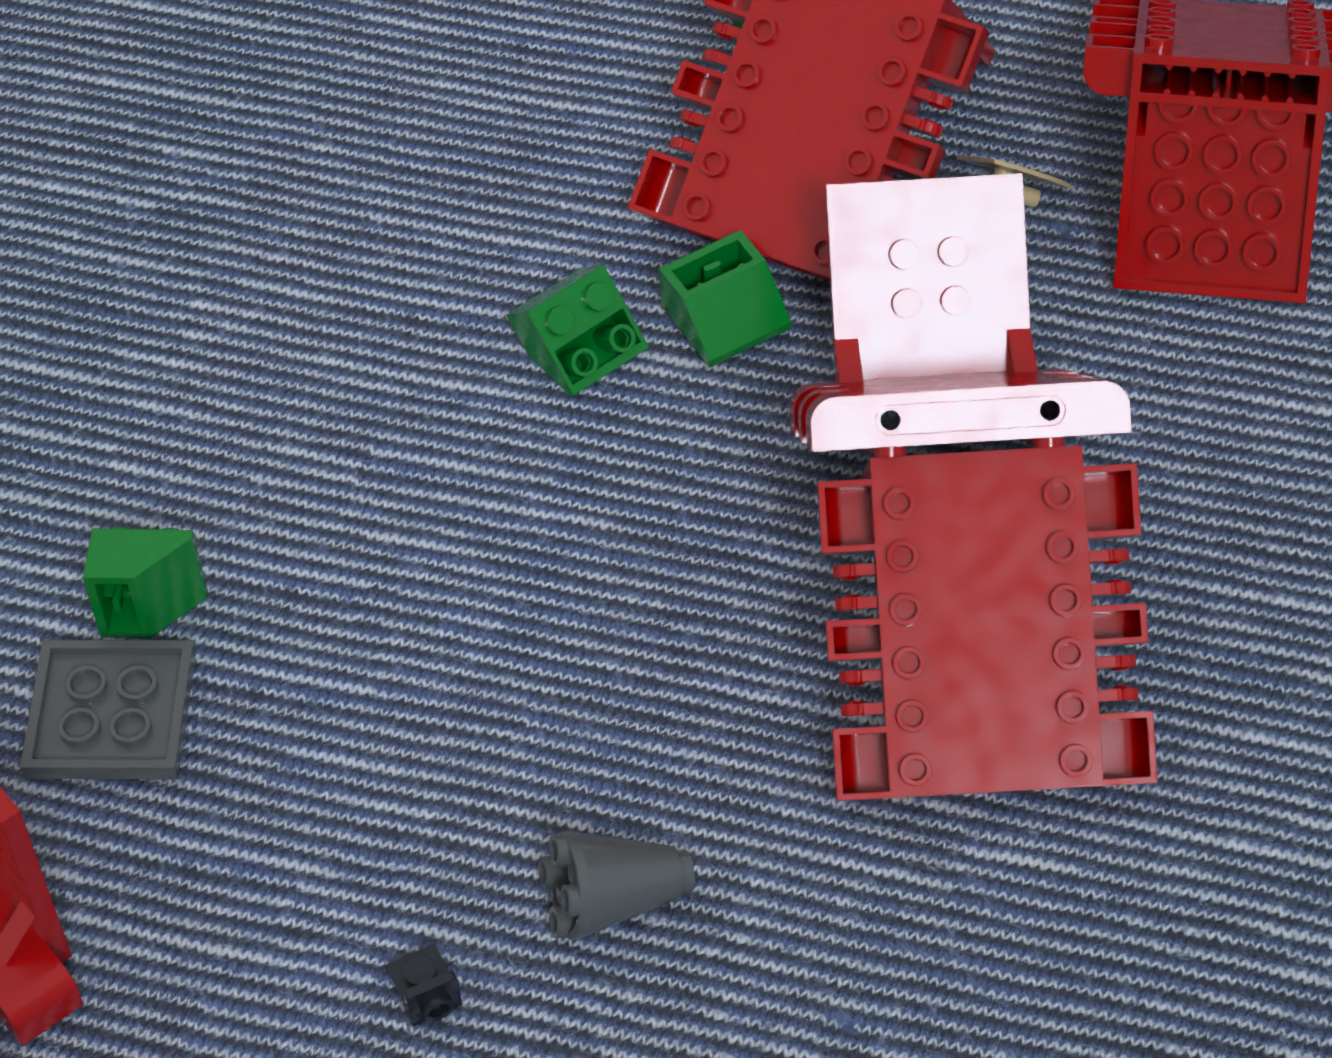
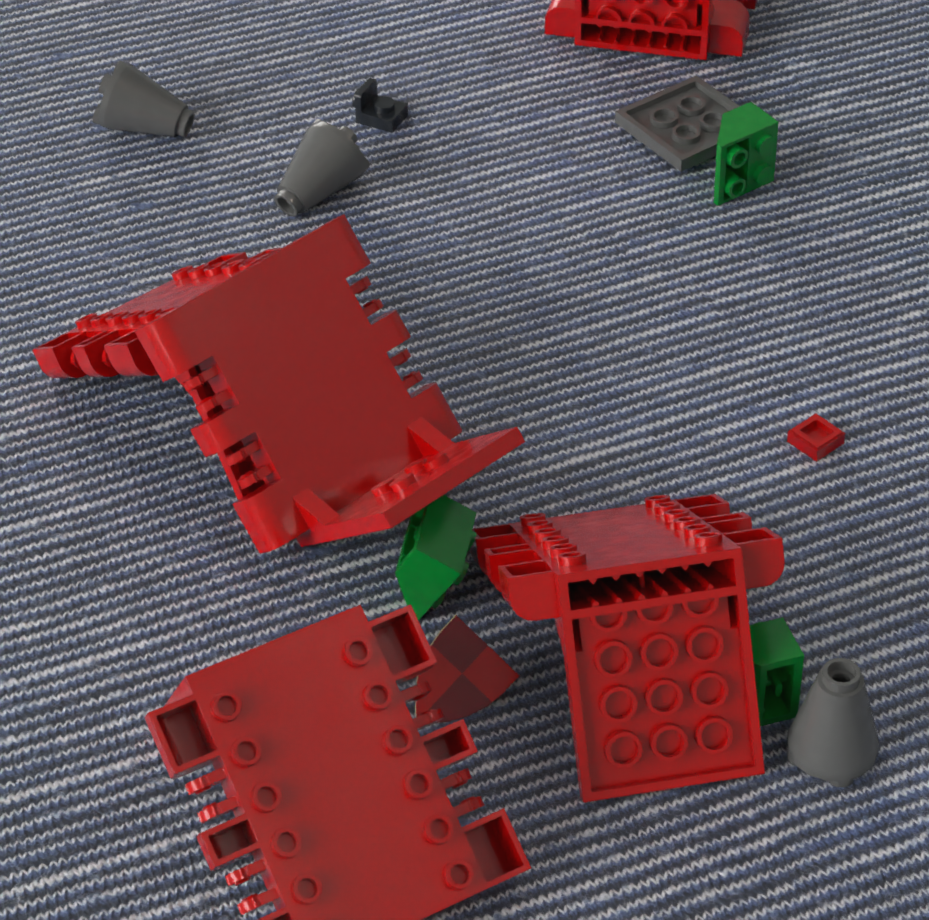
camera: 140 degrees right, 10 degrees down
(453, 249) = (816, 437): none -> red tile
(578, 329) = (664, 417): green slope -> none
(723, 298) = (583, 475): green slope -> none

